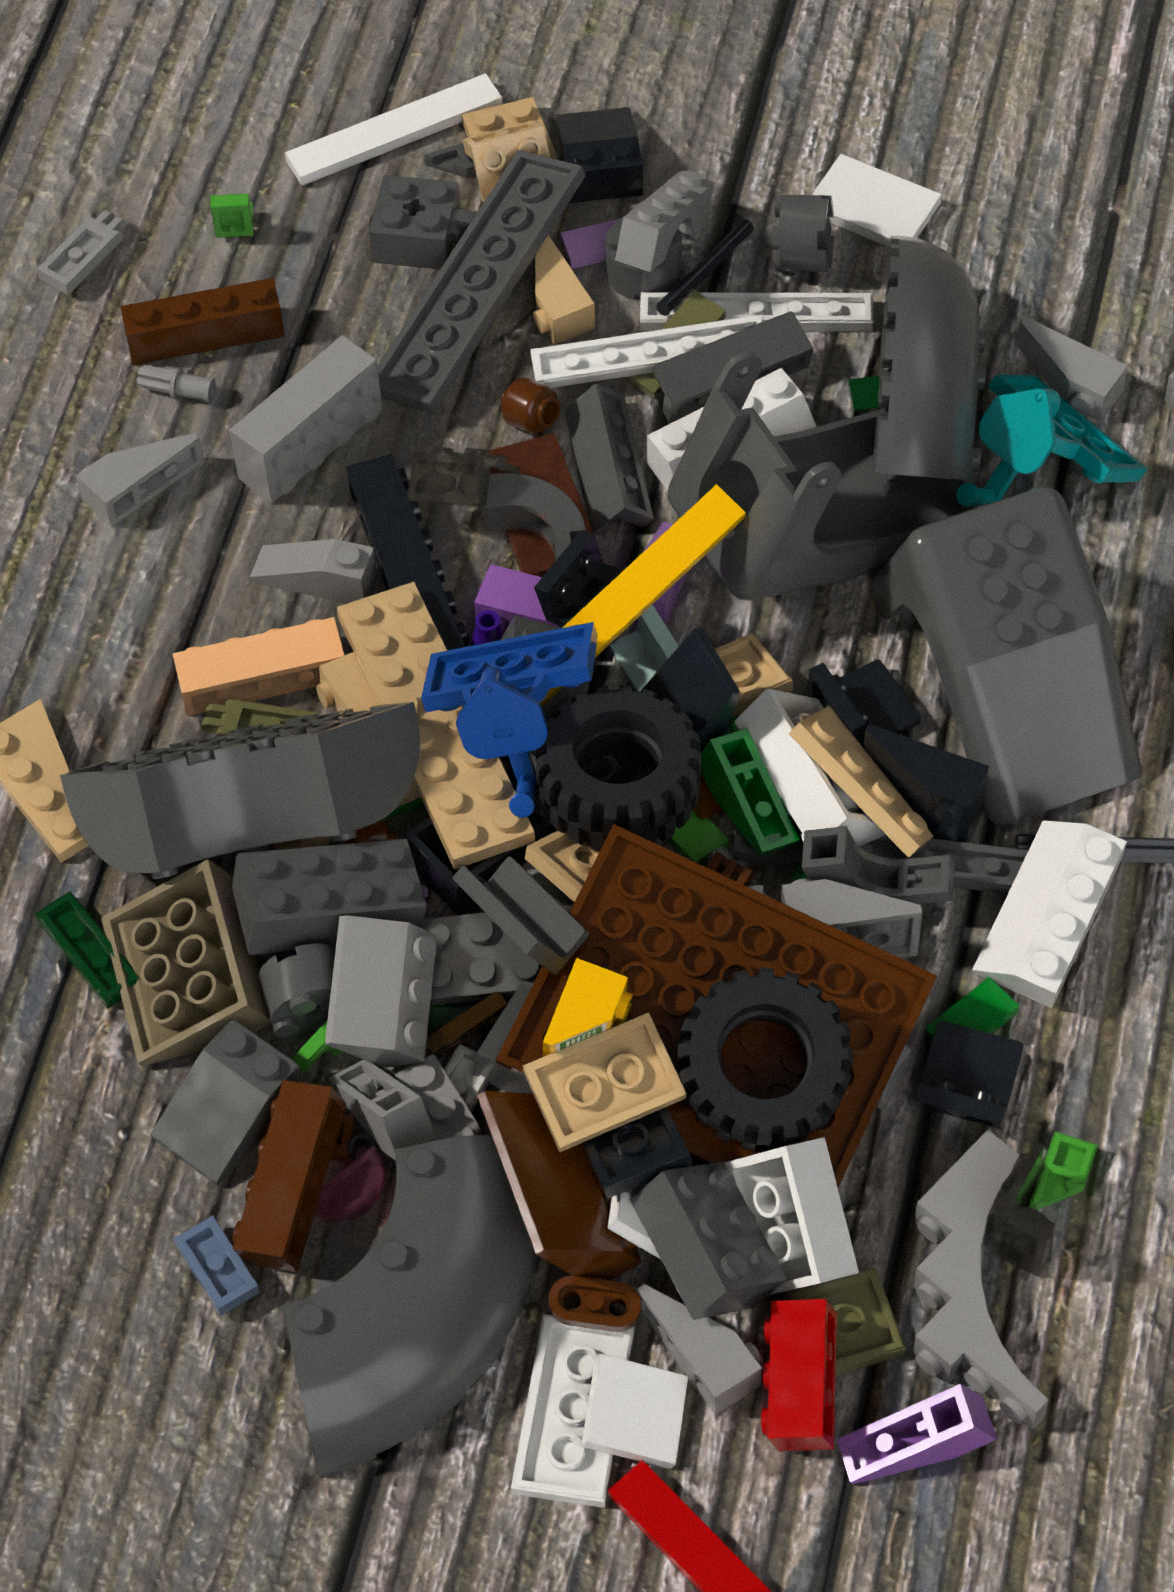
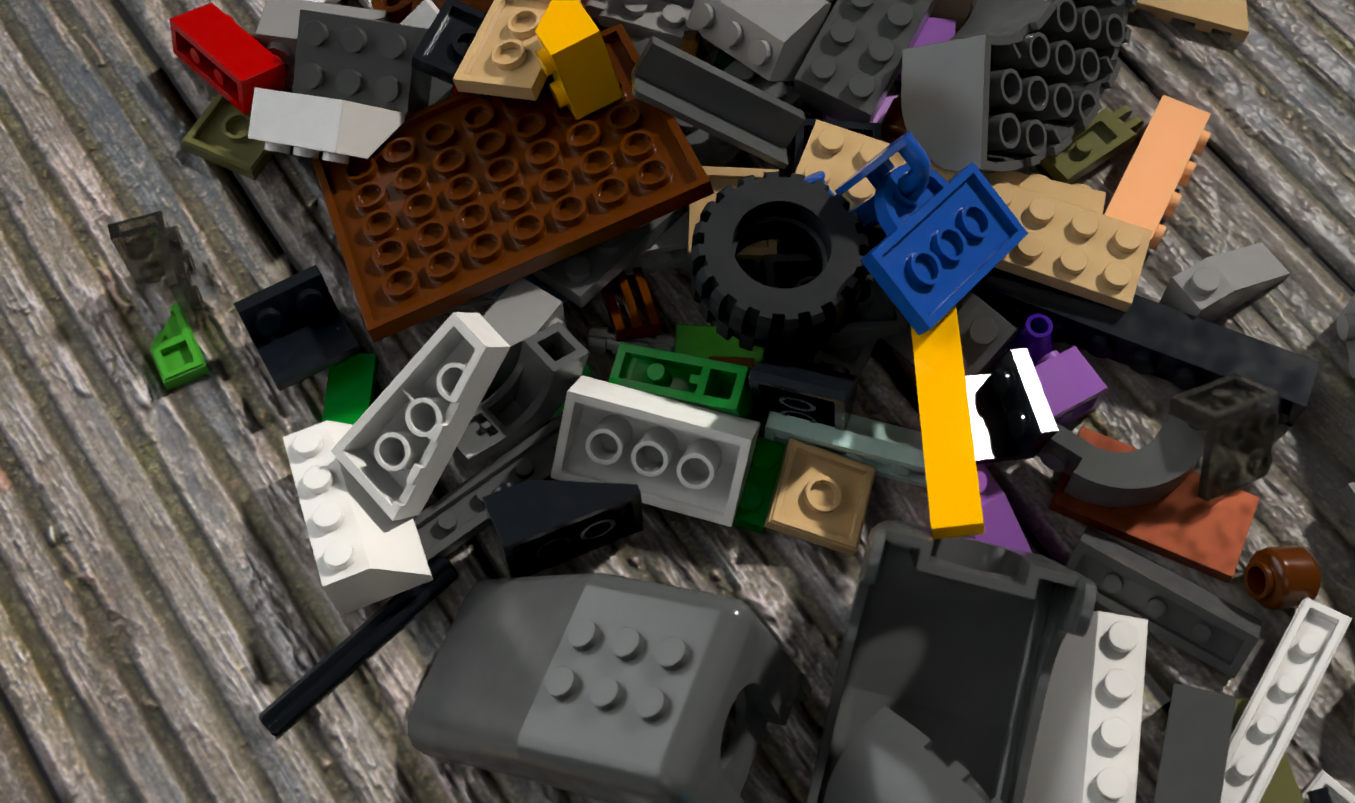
camera: 130 degrees right, 5 degrees up
(778, 1001) = (441, 185): black tyre -> none
(854, 771) = (640, 450): tan wing -> none
(864, 698) = (699, 549): black bracket -> none
(918, 1435) = (114, 98): medium lavender slope -> none
(950, 1279) = (149, 177): light grey arch -> none
(958, 879) = (422, 414): none -> white wedge

